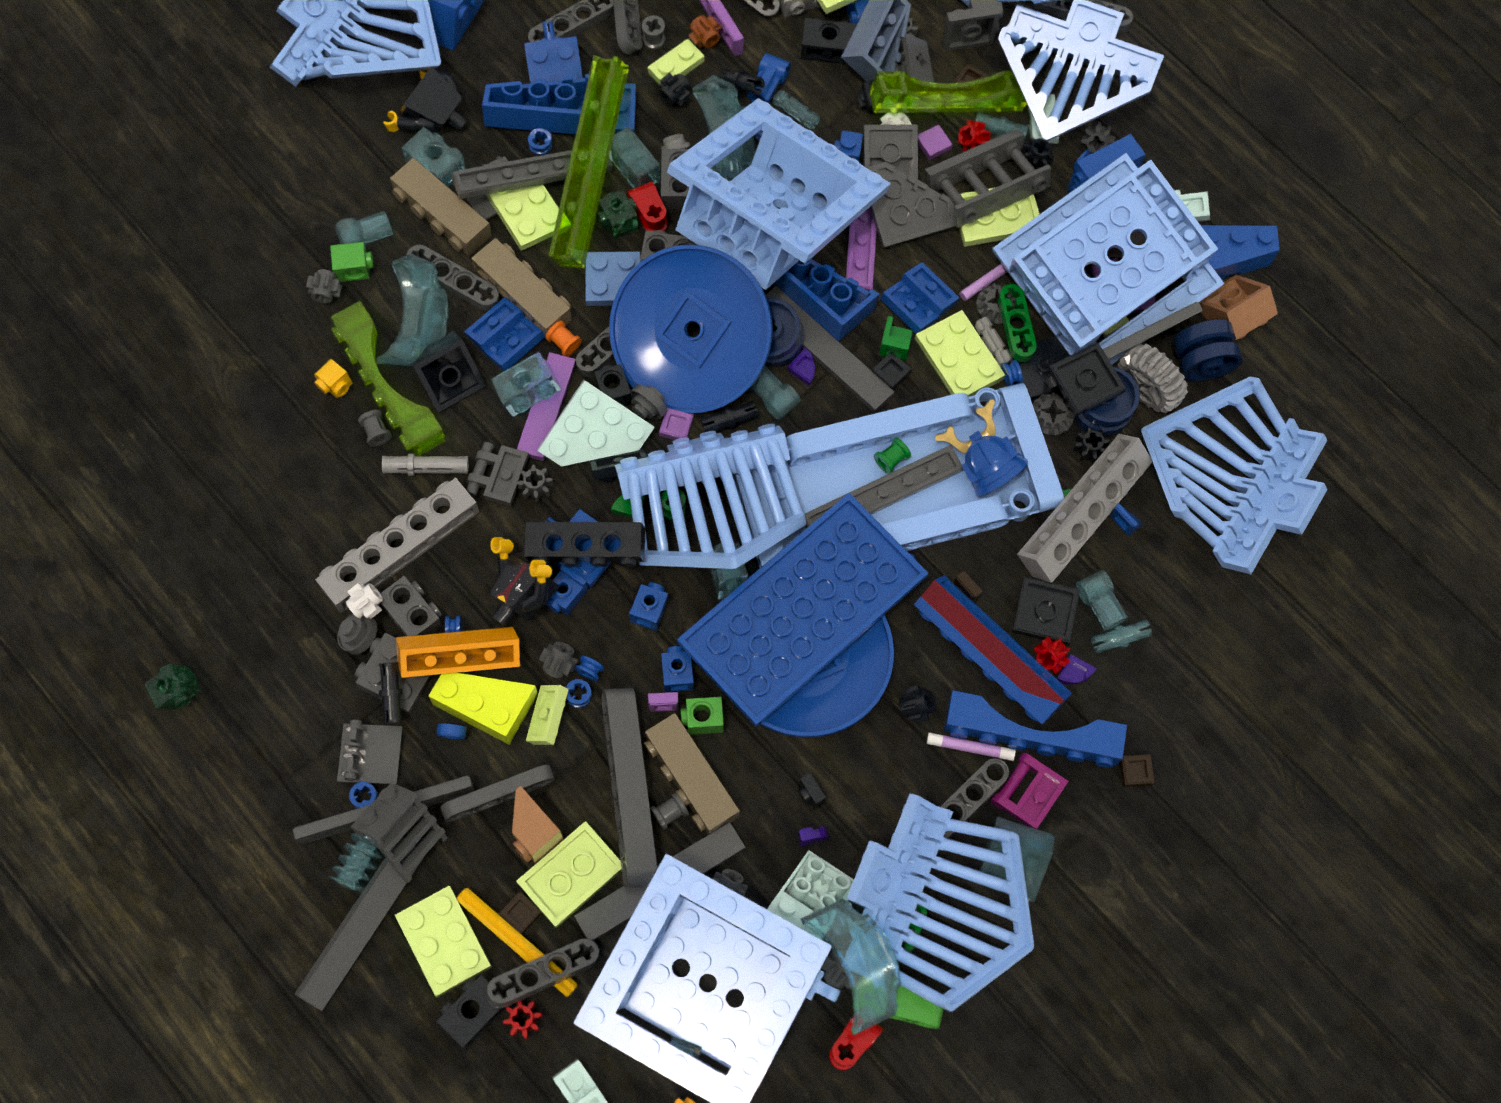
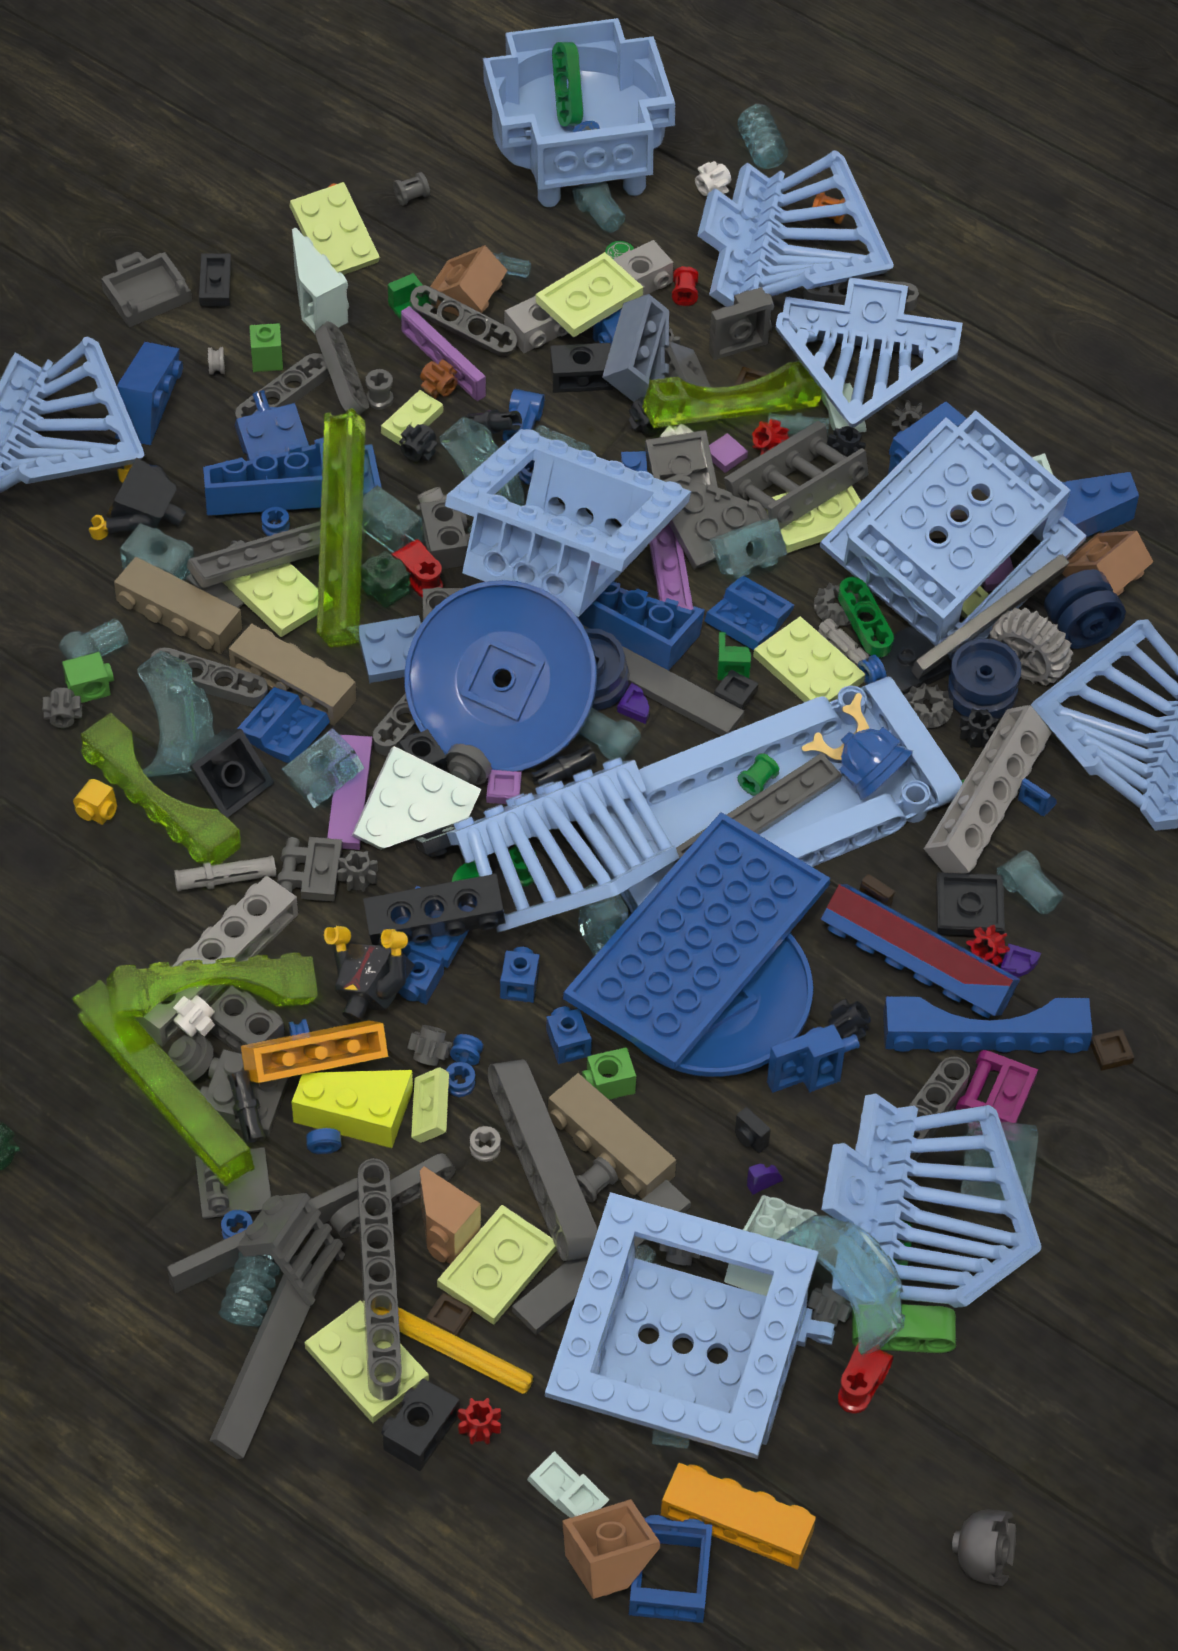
camera: 10 degrees left, 15 degrees down
(323, 574) = (279, 981): none -> clear neon green arch
(326, 658) = (166, 1087): none -> clear neon green tile
(374, 428) = (157, 845): dark grey bush -> none
(466, 892) = (379, 1293): none -> dark grey beam
(544, 975) = (495, 1367): dark grey beam -> none
(563, 338) = (353, 717): orange bush -> none
(584, 767) = (484, 1134): none -> light grey bush
(663, 702) = (559, 1068): medium lavender tile -> none
(880, 737) = (809, 1059): none -> blue plate
(917, 234) = (766, 542): none -> clear light blue brick
(971, 746) = (915, 1057): lavender bar -> none
(985, 280) = (820, 582): lavender bar -> none
(1087, 379) = (958, 653): black plate -> none
(1121, 636) = (1060, 916): clear light blue pin -> none

